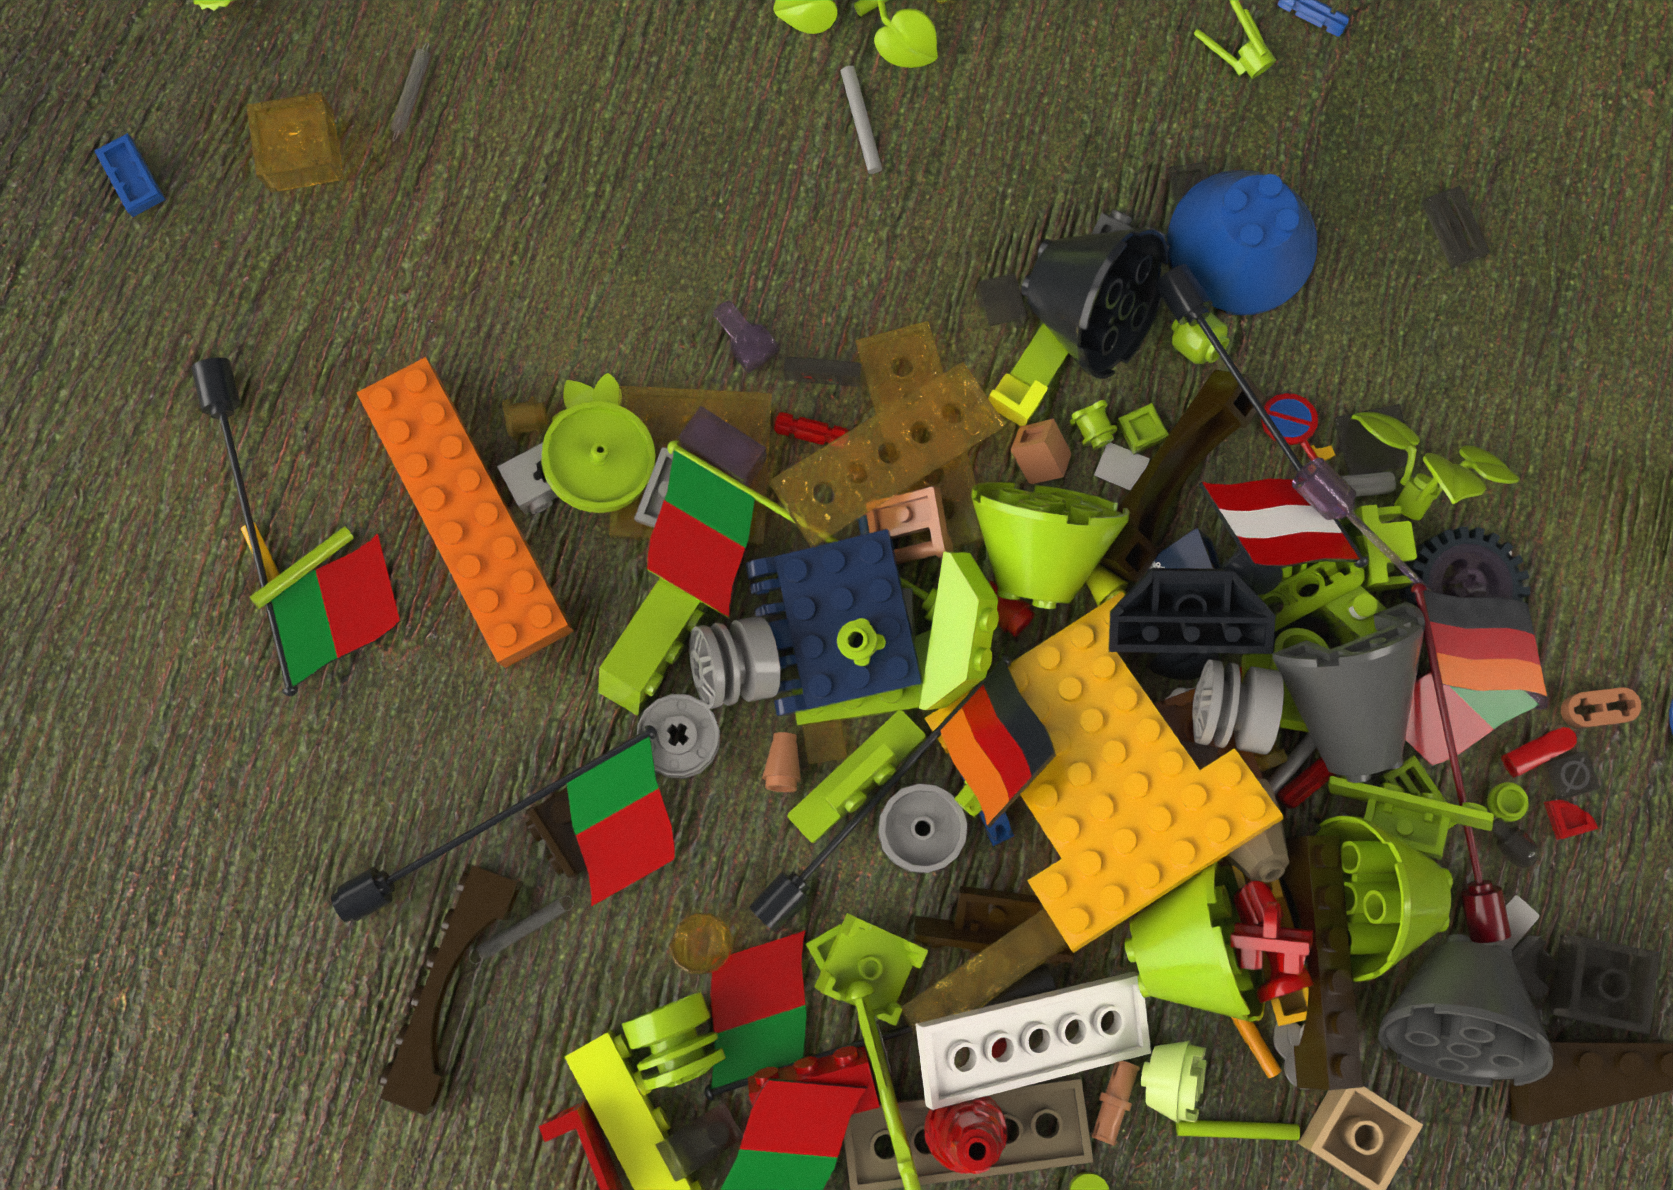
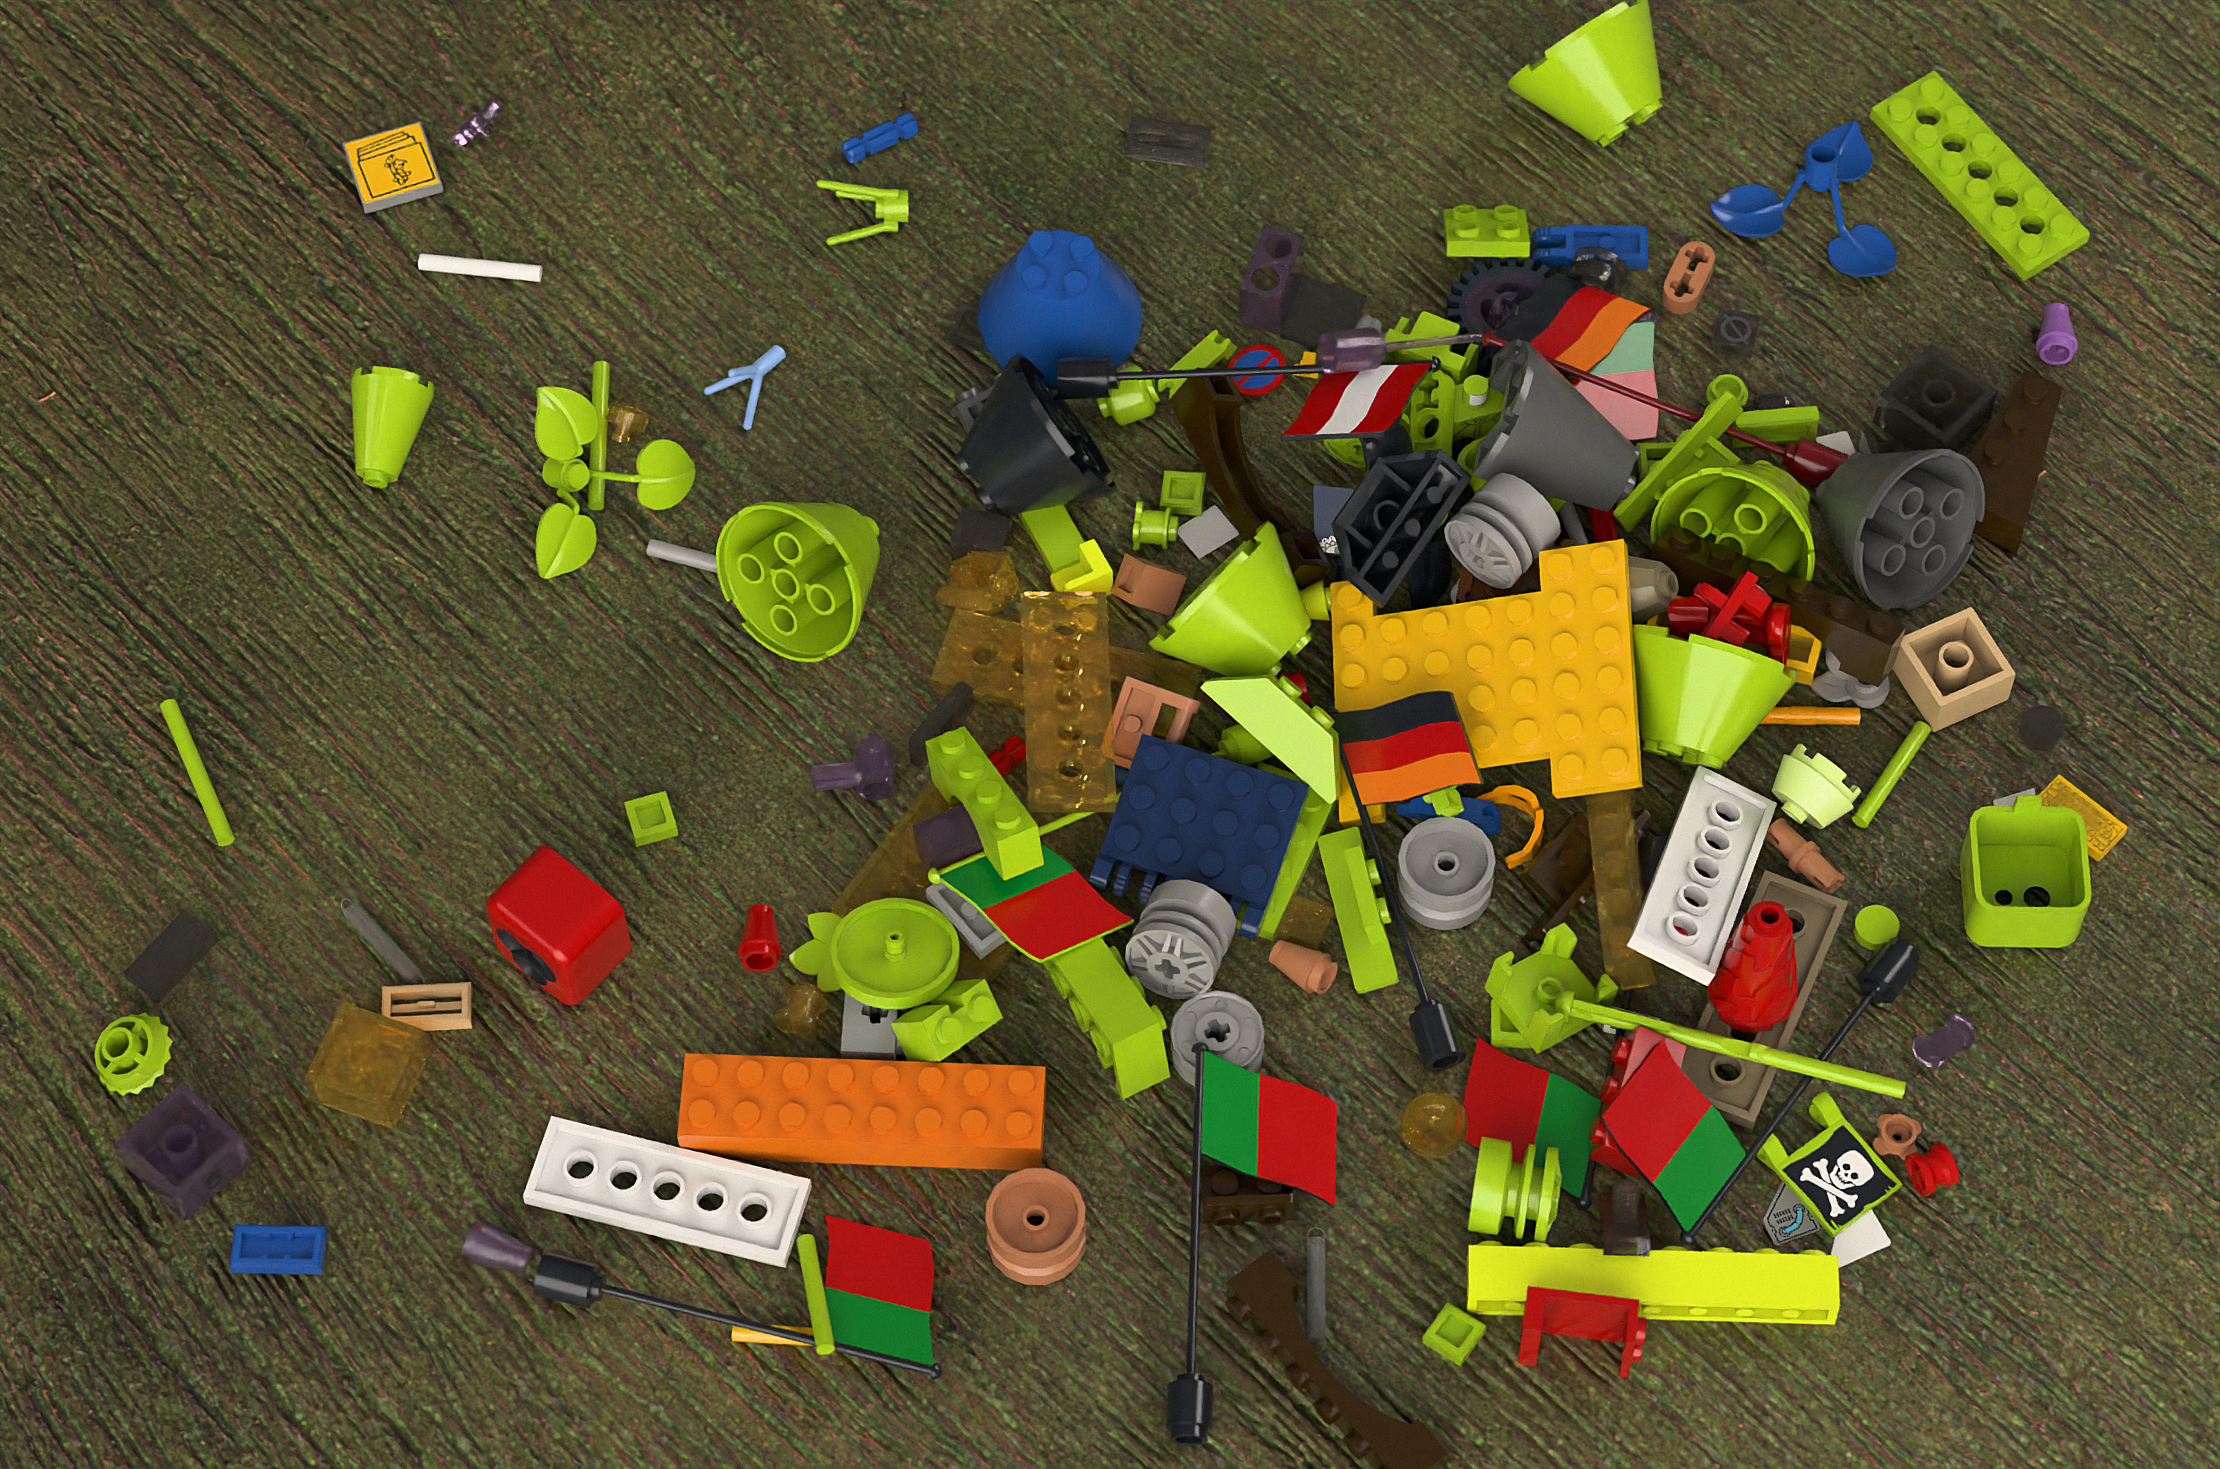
camera: 55 degrees left, 20 degrees down
(156, 62) = (183, 1152): none -> brick
(213, 321) = (495, 1248): none -> clear purple cone
(350, 423) = (673, 1219): none -> white plate
(394, 178) = (426, 1010): none -> tan tile
(416, 692) = (1036, 1226): none -> nougat wheel
(472, 202) = (558, 926): none -> red piece
(544, 1055) = (1454, 1334): none -> lime tile
(565, 531) = (948, 1023): none -> lime brick
(566, 351) = (760, 940): none -> red cone
(622, 212) = (651, 818): none -> lime tile
(748, 447) = (1003, 823): none -> lime arch
(871, 641) = (1239, 819): lime brick -> none
(878, 191) = (799, 574): none -> lime cone
(959, 327) = (980, 583): none -> clear yellow hand
(1029, 857) = (1504, 795): none -> light orange helmet
(1046, 50) = (755, 372): none -> light blue plant
(1268, 371) = (1203, 355): none -> lime piece
(1345, 393) = (1260, 307): none -> piece
(1454, 479) = (1397, 298): lime plant -> none
(1504, 862) = (1778, 425): none -> lime tile
(1532, 524) = (1486, 232): none -> lime plate
(1539, 751) = (1696, 345): red bar -> none
(1551, 634) = (1597, 272): none -> clear smoke wheel
(1568, 819) = (1772, 359): red tile -> none
(1578, 616) = (1625, 241): none -> blue hinge

